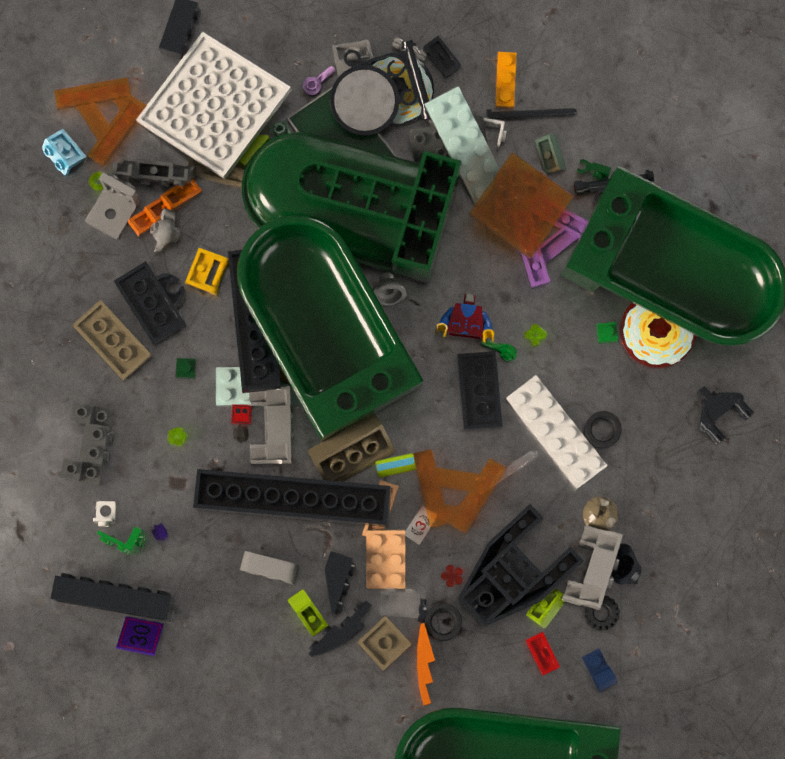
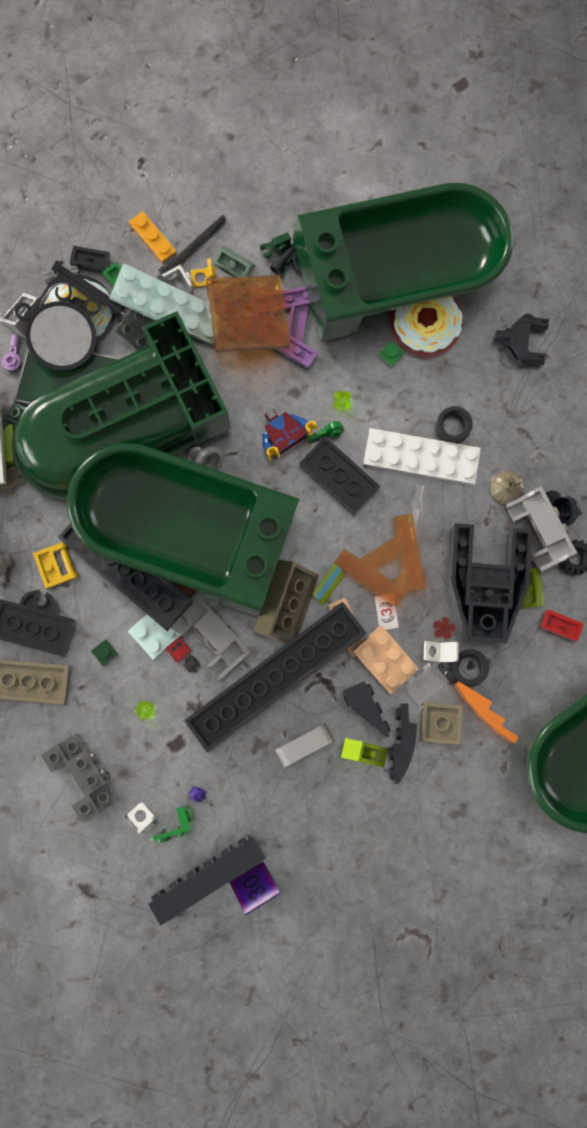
camera: 45 degrees left, 0 degrees up
(435, 593) = (443, 651): none -> white bracket
(449, 83) = (112, 273): none -> green plate
(523, 148) = (209, 272): none -> yellow bracket

